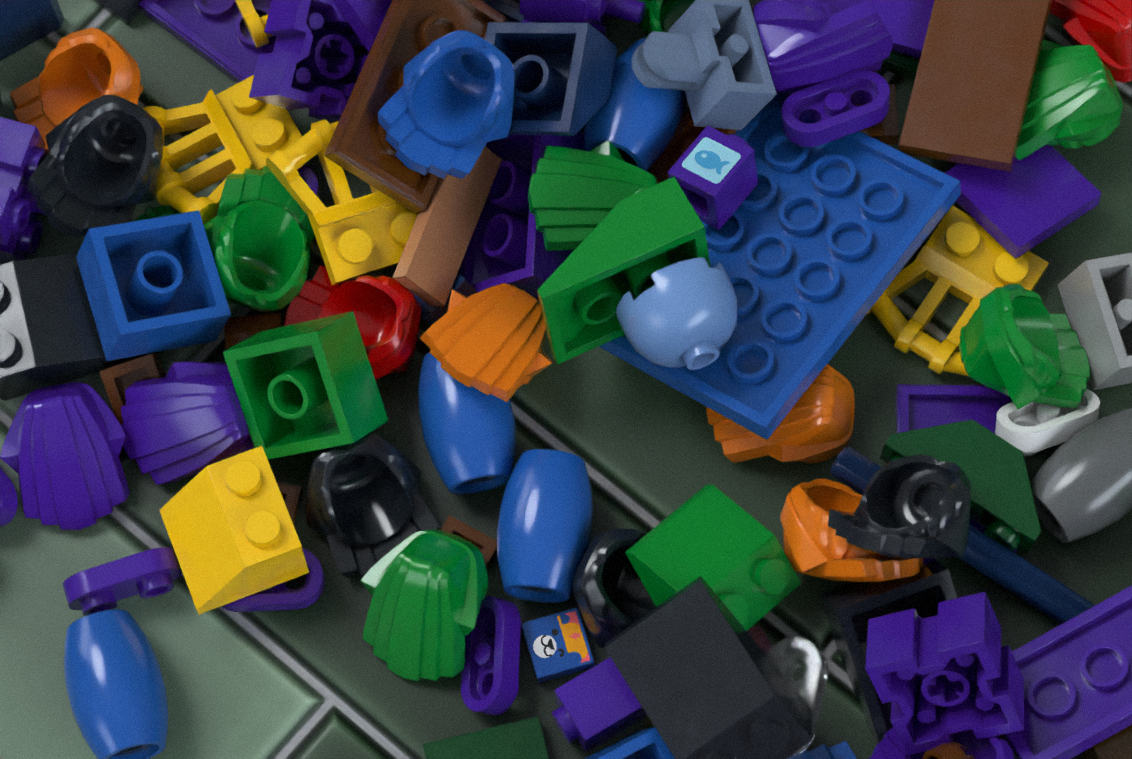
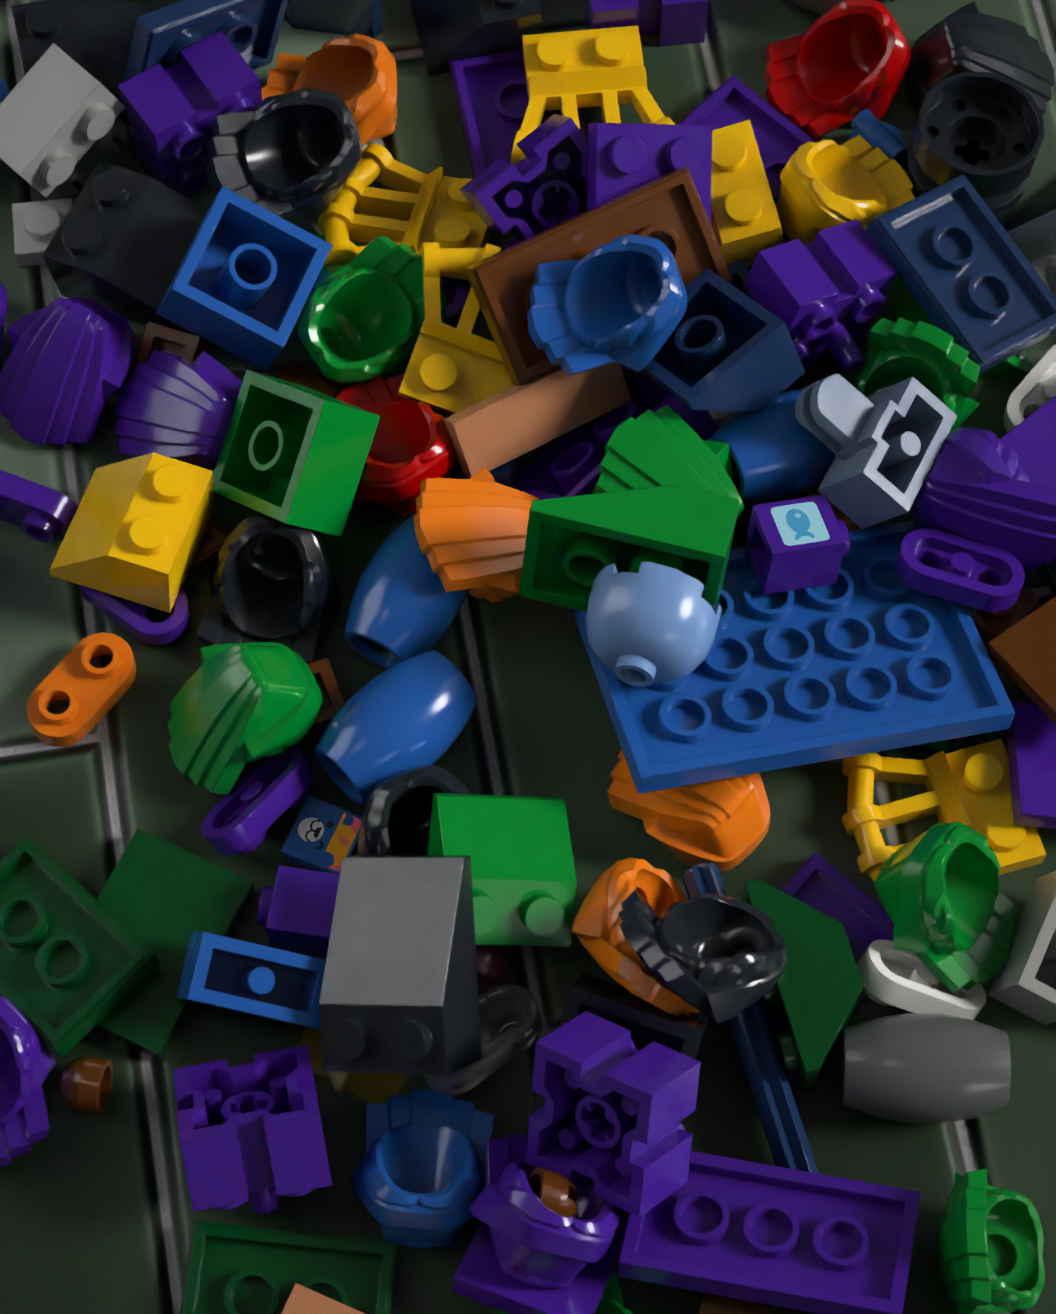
camera: 35 degrees right, 5 degrees down
(289, 676) = (85, 687): none -> orange plate

